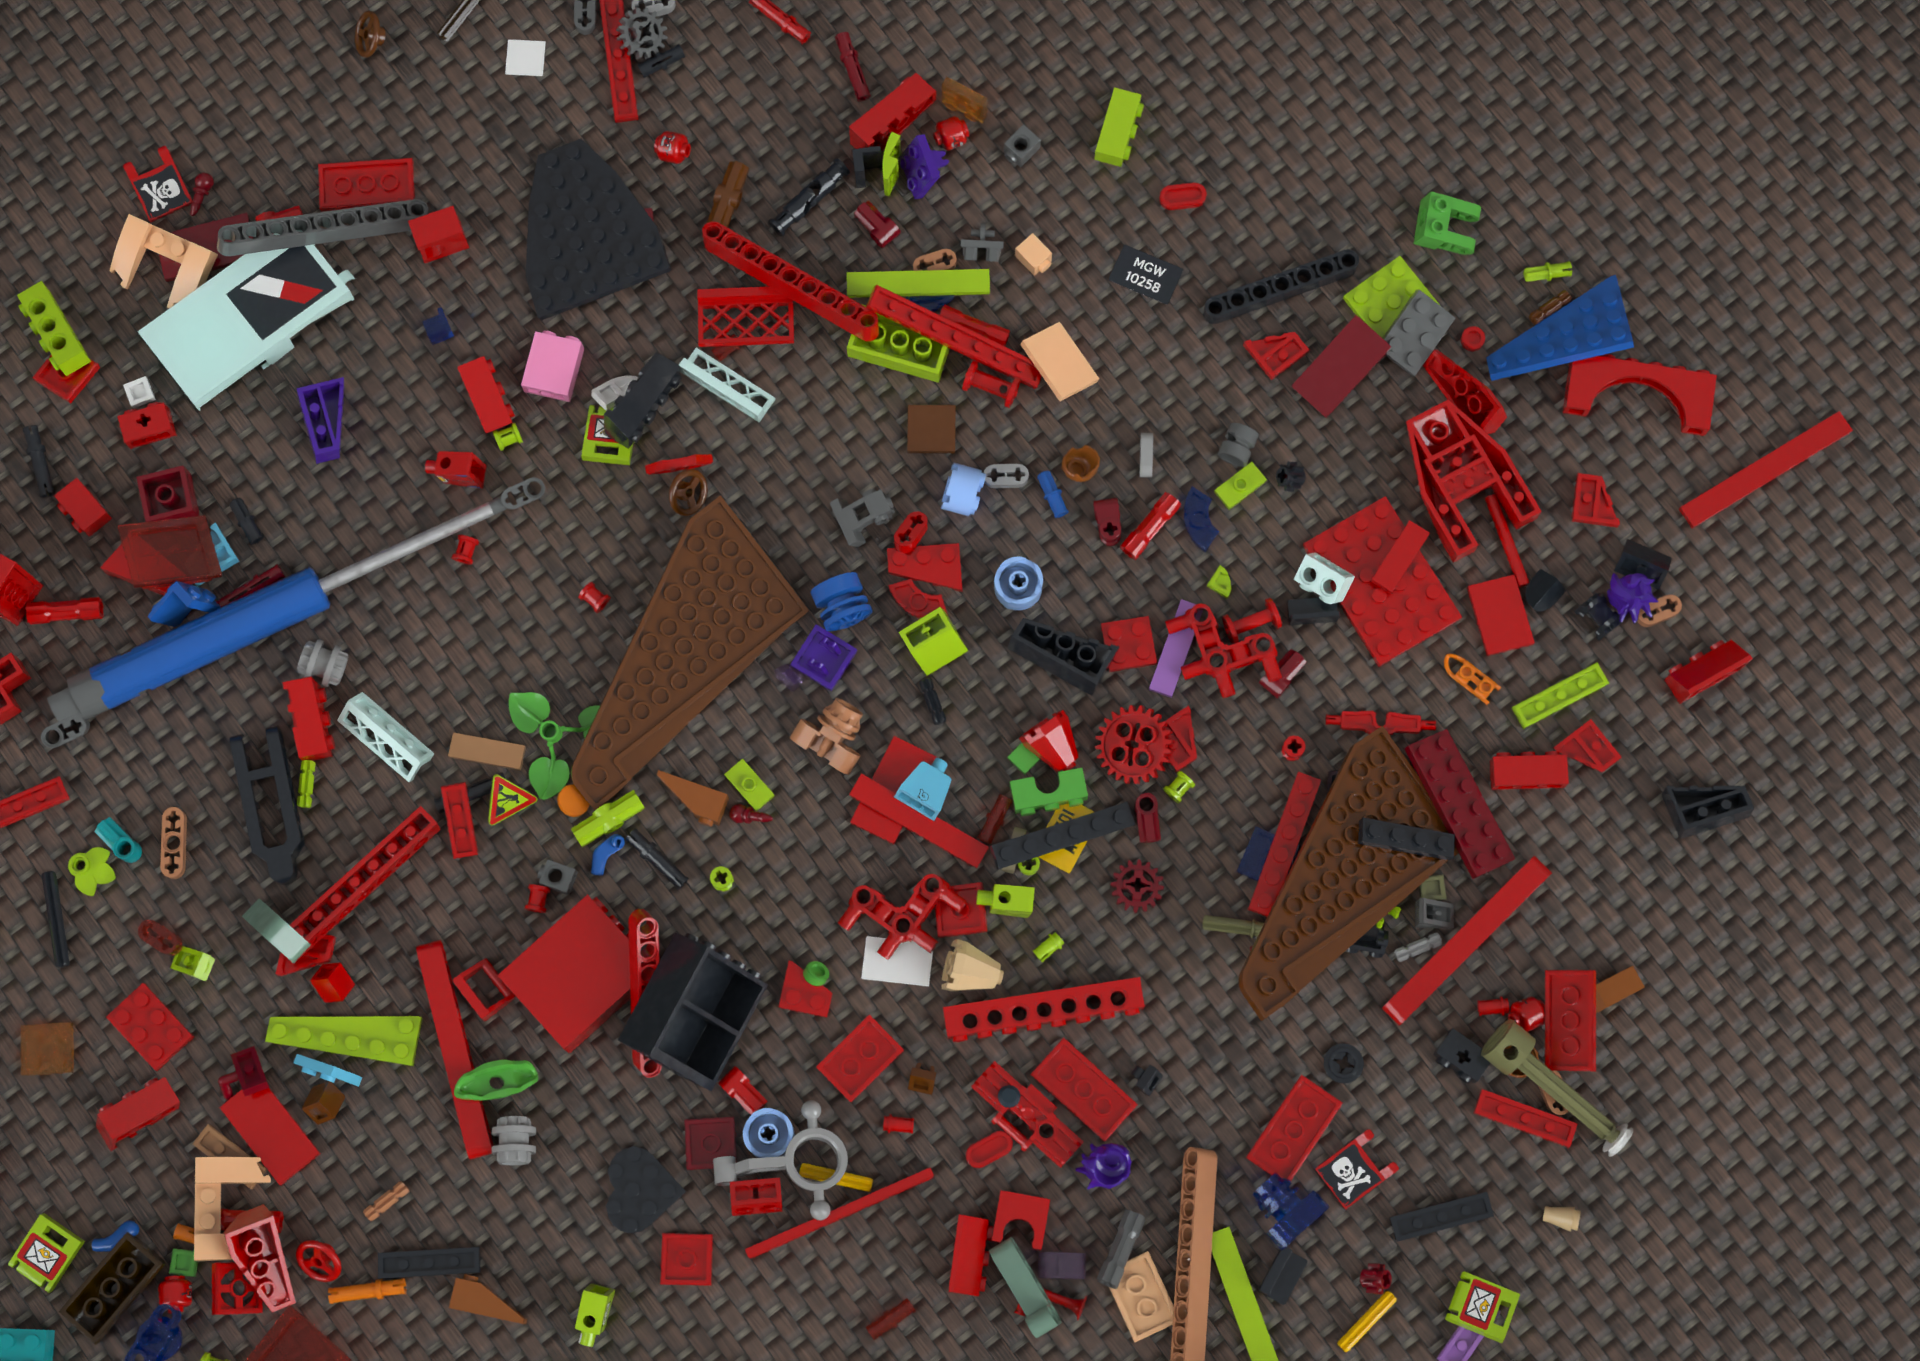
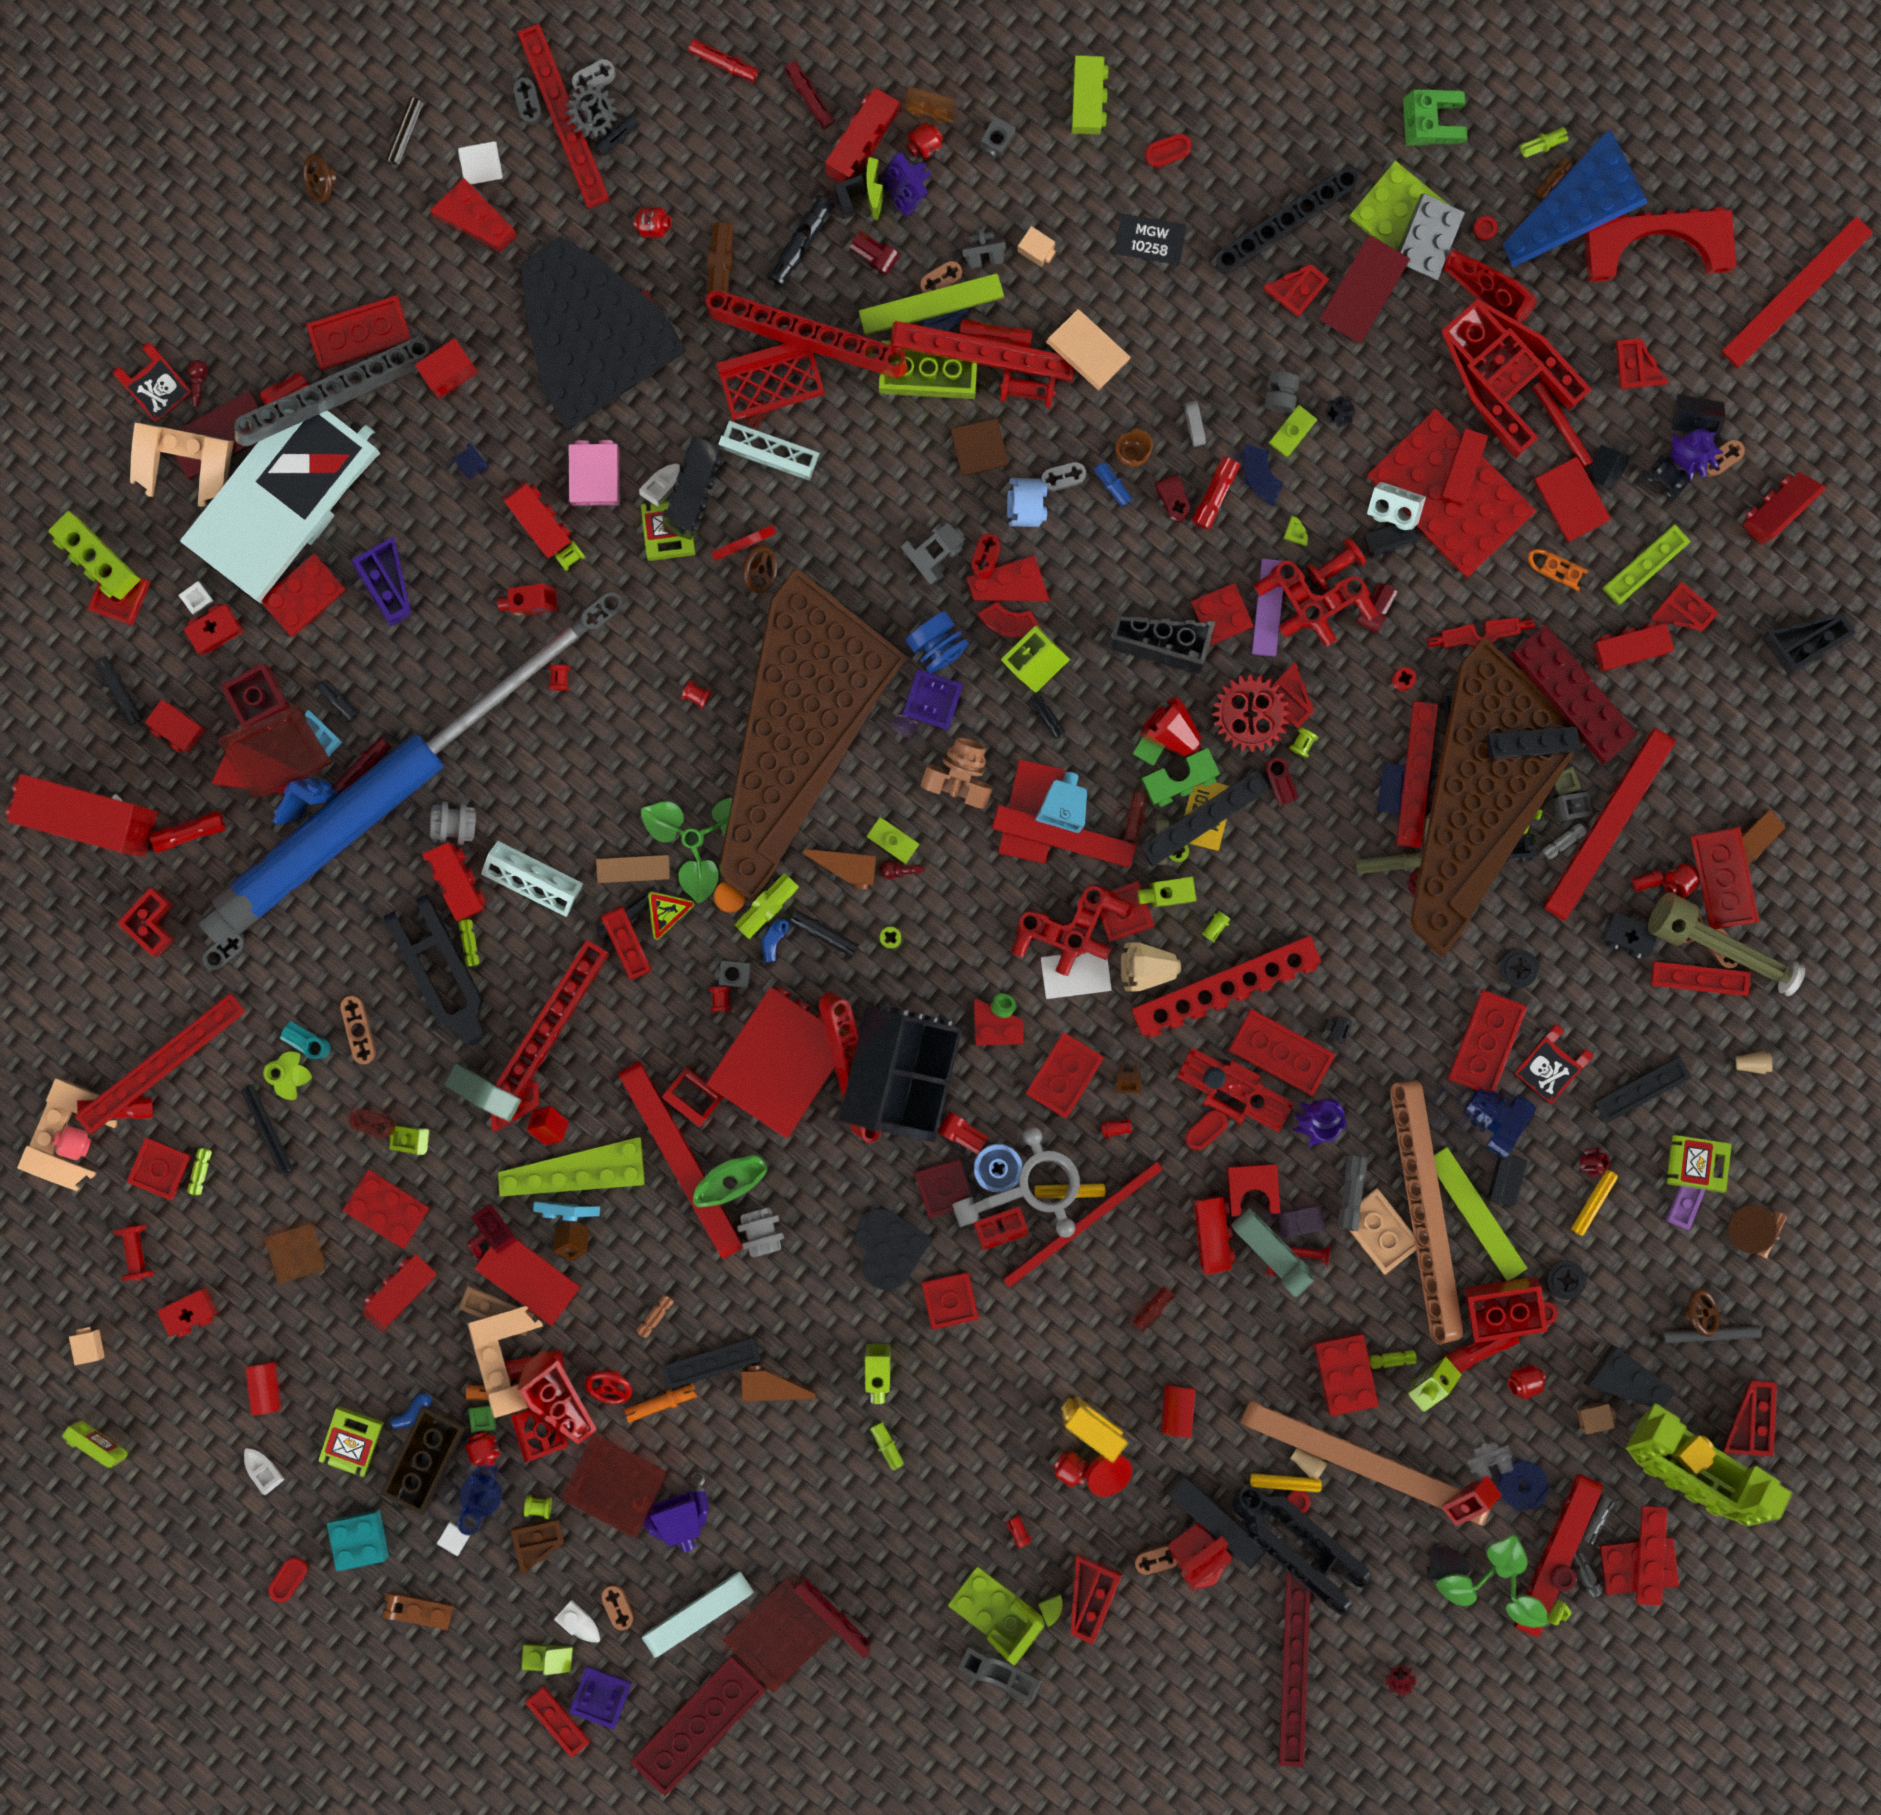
camera: 15 degrees left, 10 degrees up
(242, 414) = (303, 595): none -> red plate
(503, 100) = (474, 216): none -> red wedge
(1010, 594) = (1107, 569): light blue brick -> none
(1125, 885) = (1288, 860): dark red gear -> none

